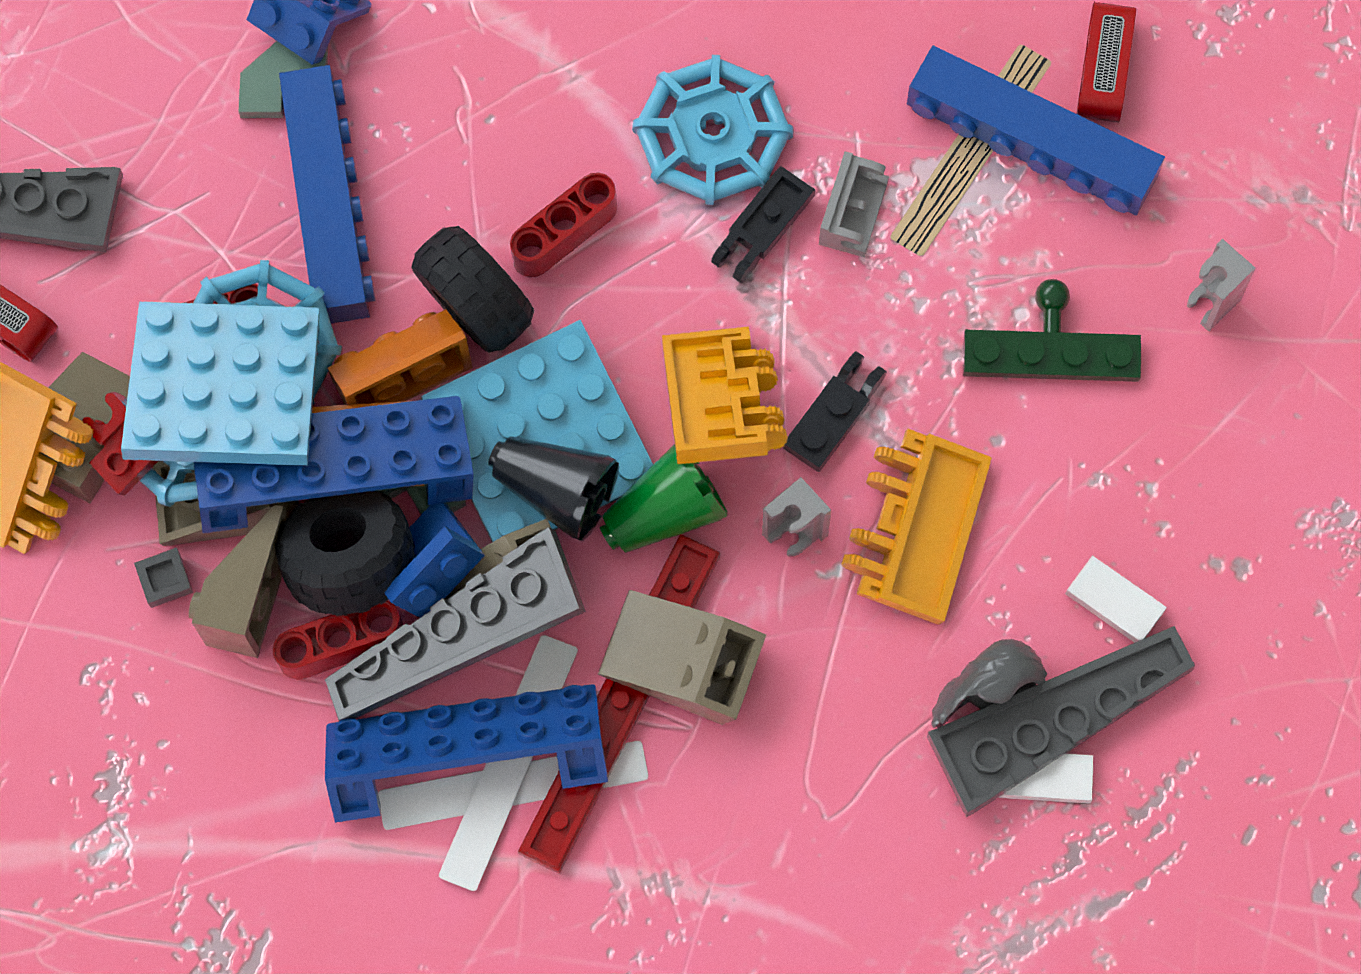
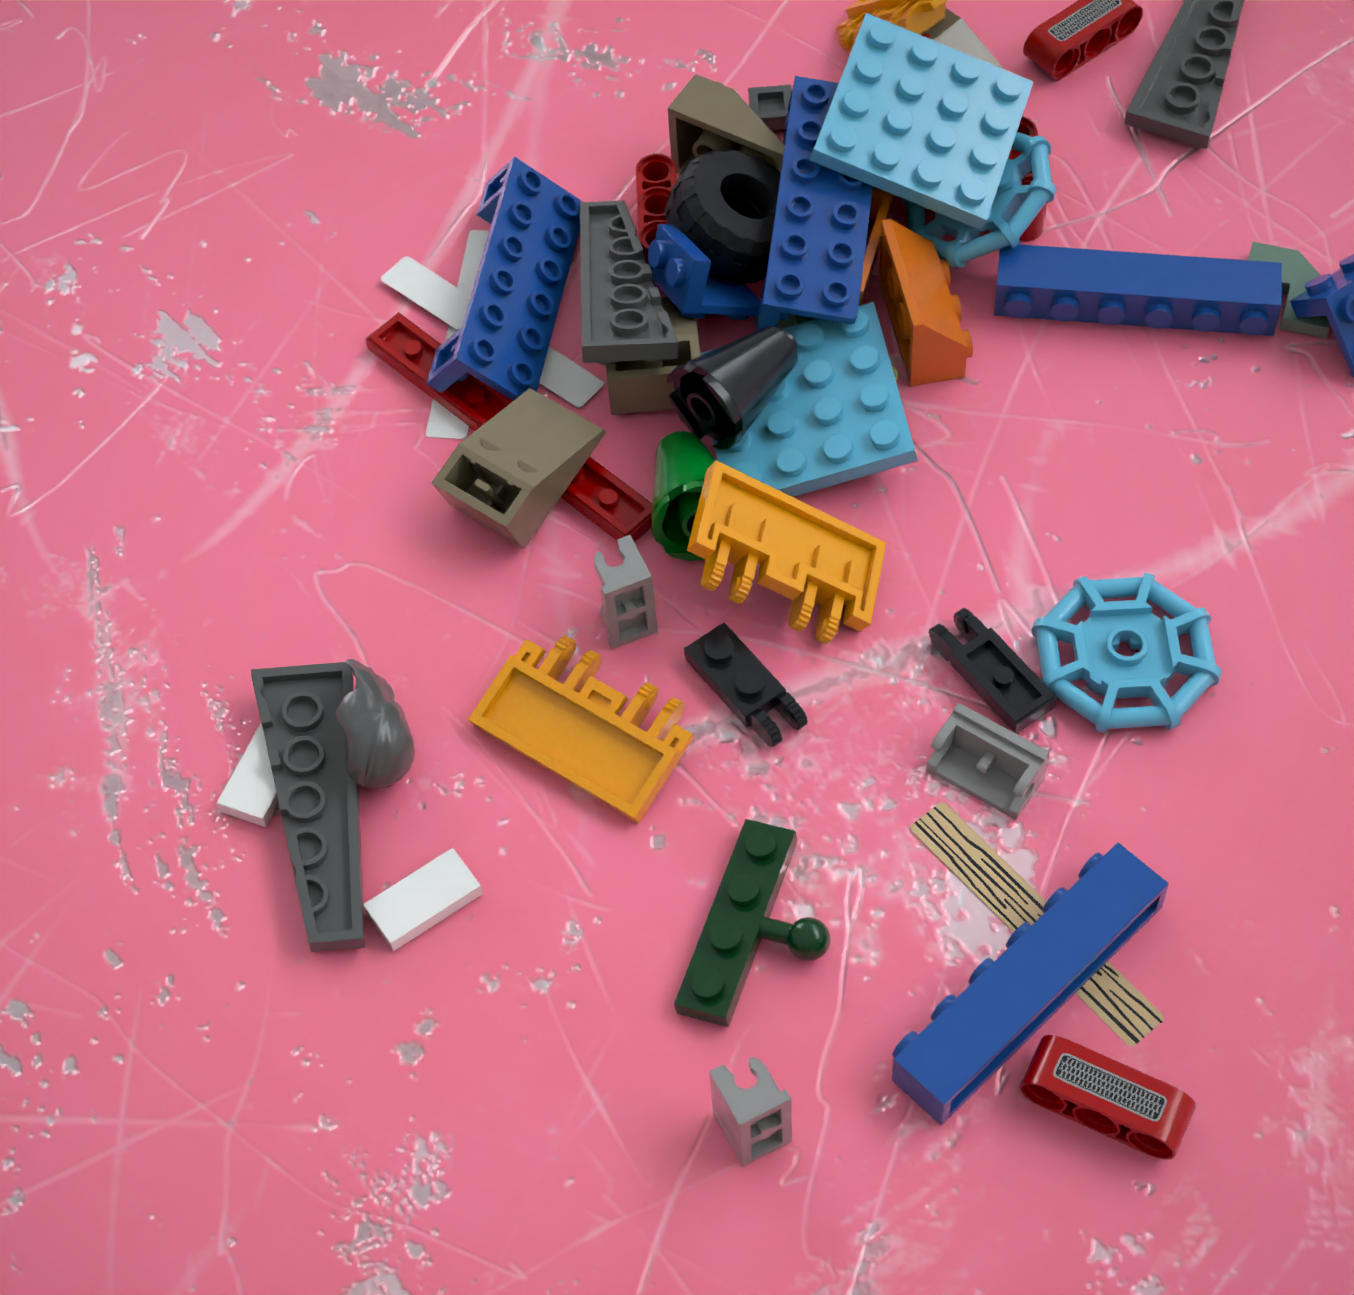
camera: 110 degrees right, 15 degrees down
(473, 288) = (976, 361): black tyre -> none
(569, 206) = (1042, 482): red beam -> none

